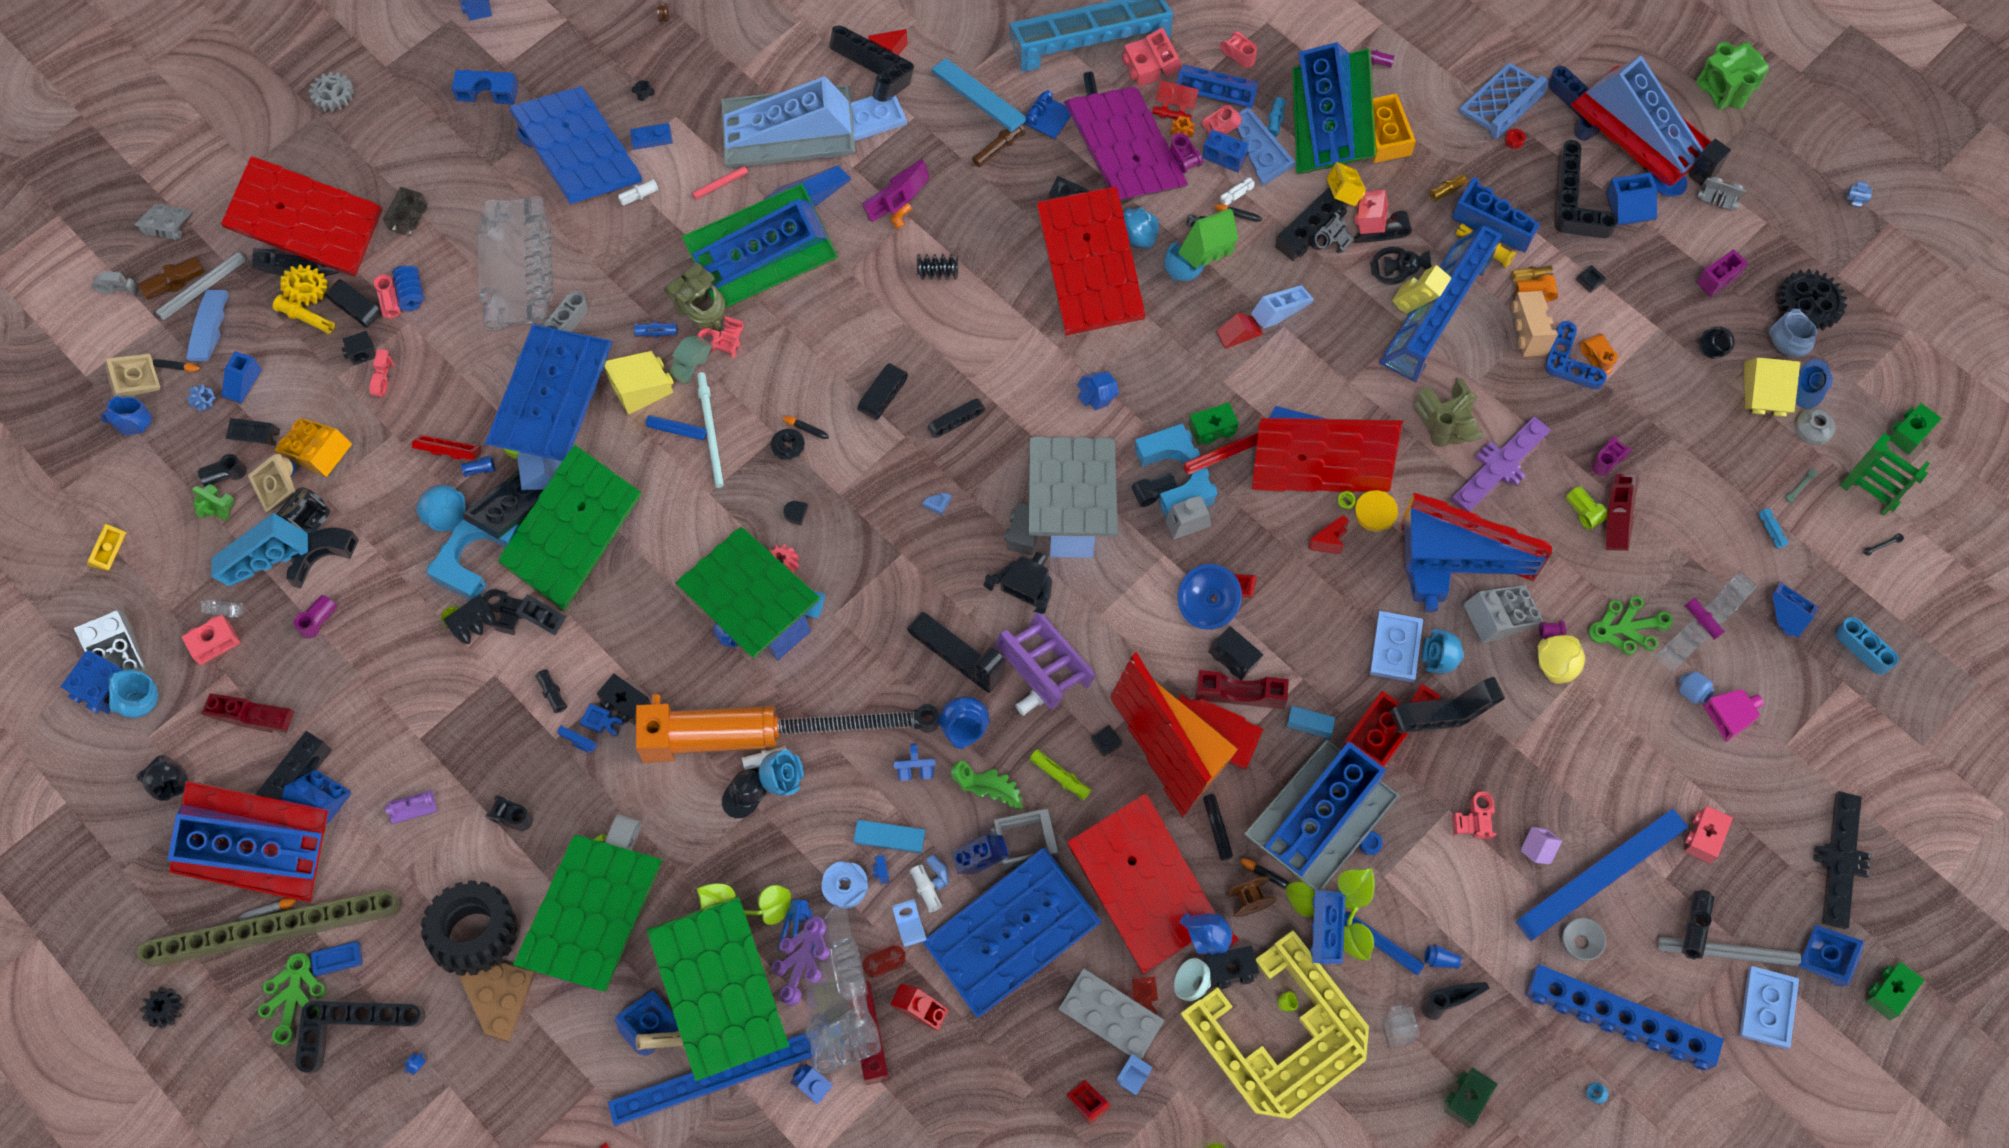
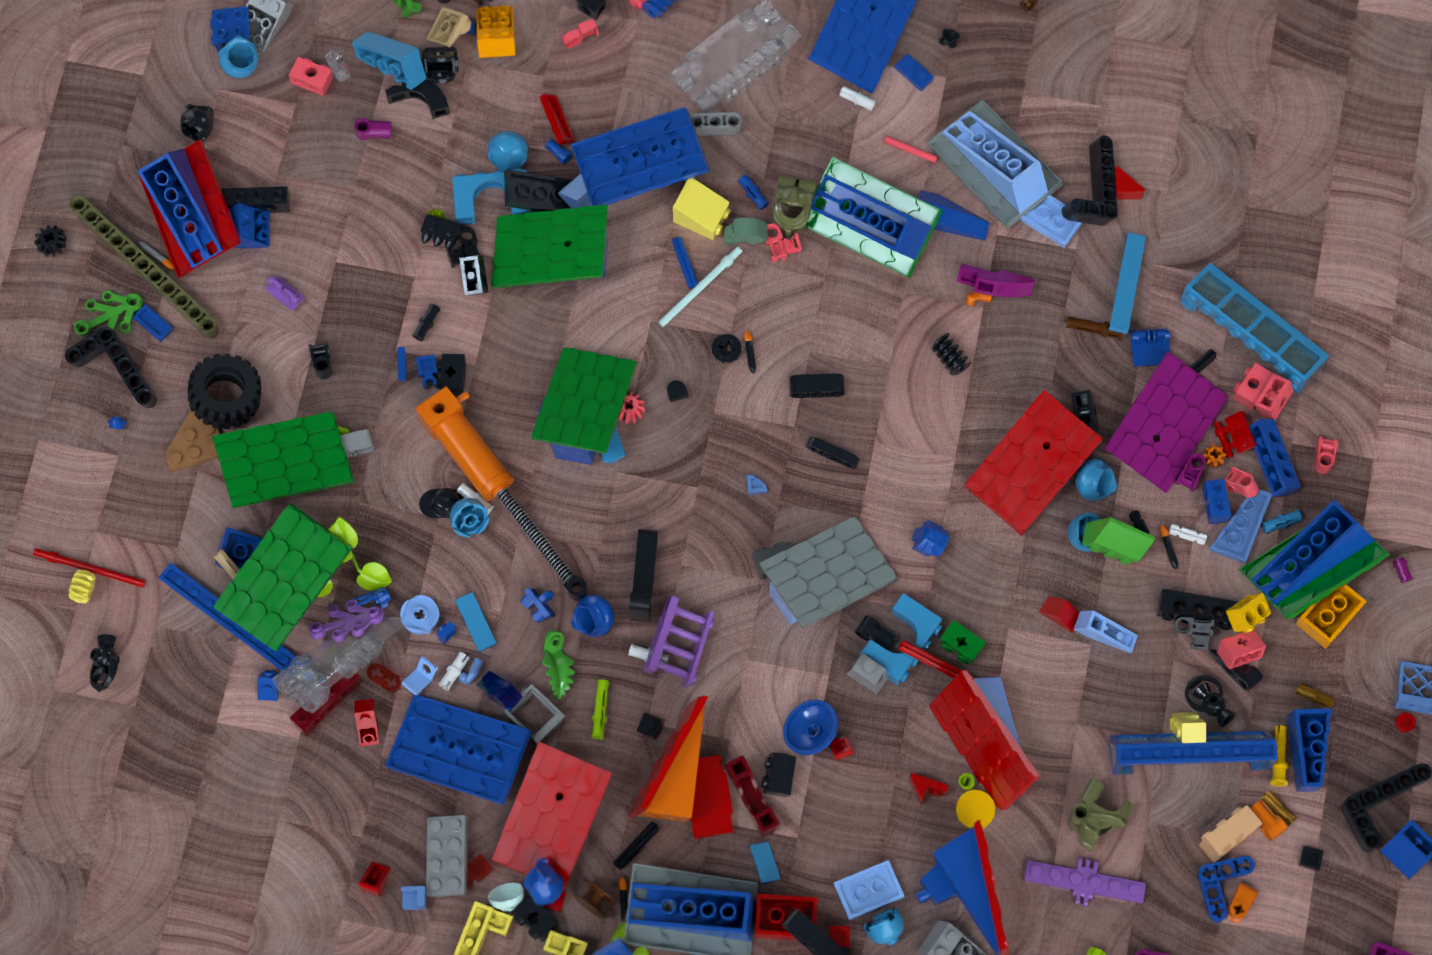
camera: 55 degrees right, 5 degrees up
(248, 714) = (276, 139): dark red slope -> none
(1025, 580) = (734, 588): black torso -> none

